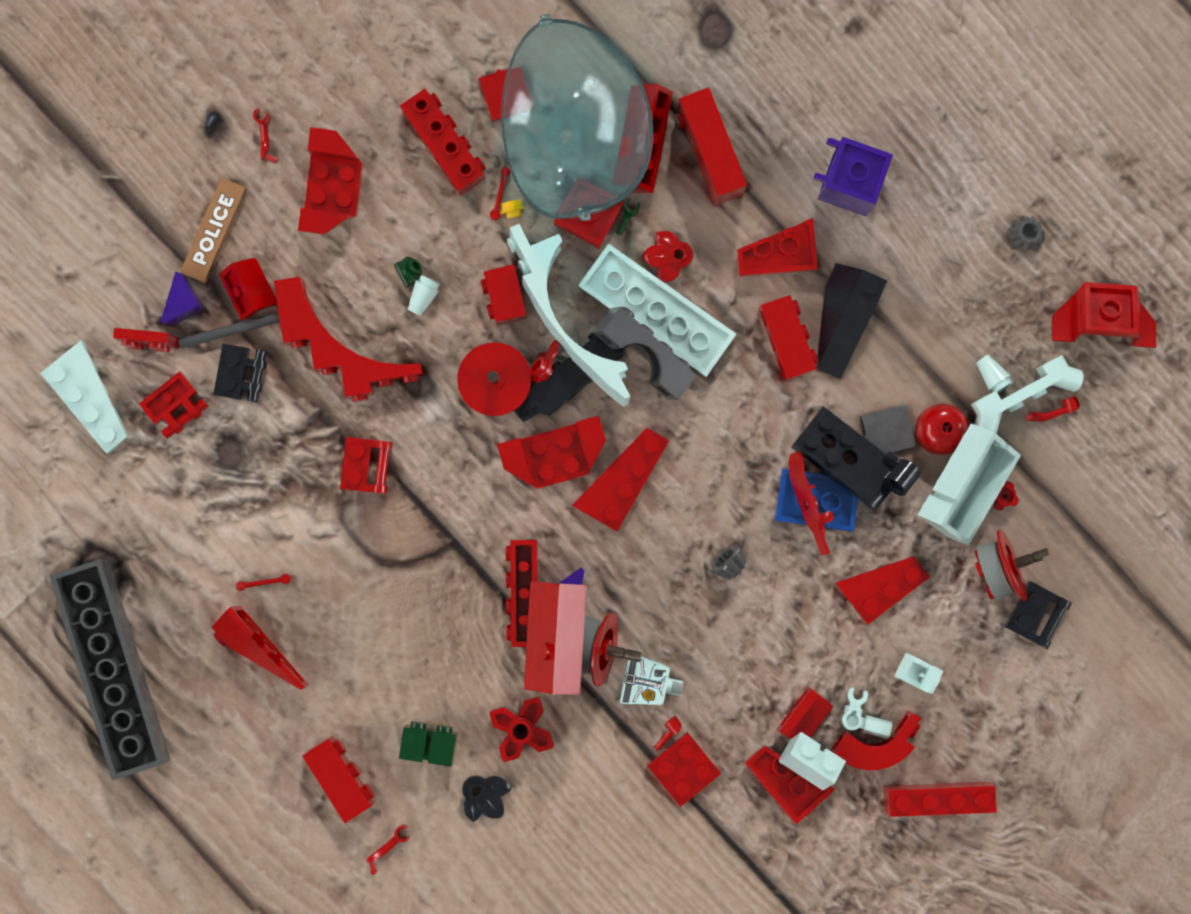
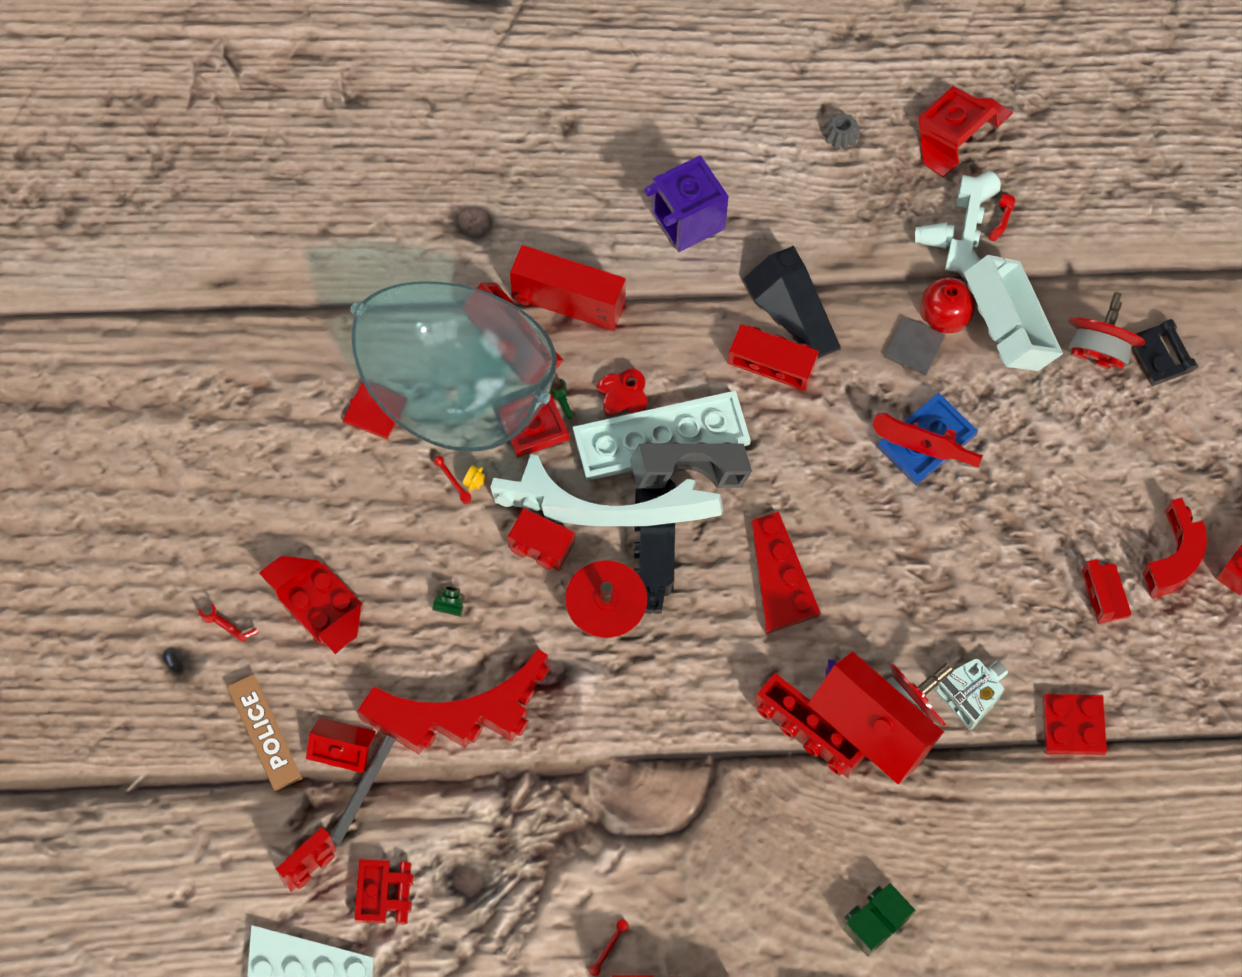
camera: 50 degrees left, 20 degrees down
(181, 301) = (301, 806): dark purple slope -> none
(233, 369) = (399, 818): black plate -> none
(357, 465) = (576, 779): red plate -> none
(423, 294) = (480, 604): light aqua cone -> none
(443, 142) = (369, 485): red brick -> none
(487, 800) = (968, 909): black plate -> none
(535, 736) = (916, 833): red plant -> none
(542, 367) = (630, 551): red plate -> none
(554, 454) = (713, 604): red piece -> none
(673, 726) = (1031, 701): red hand -> none
(729, 562) = (923, 544): dark grey piece -> none
(781, 253) = (698, 310): red wing -> none
(788, 789) = (1155, 650): red wing -> none
(809, 762) = (1151, 611): light aqua piece -> none
(852, 719) = (1138, 554): light aqua bar -> none
(872, 474) = (941, 382): black hinge -> none
(883, 587) = (1043, 449): red wing -> none
(919, 673) = (1141, 474): light aqua bracket -> none
(1011, 497) = (1048, 299): red plate -> none

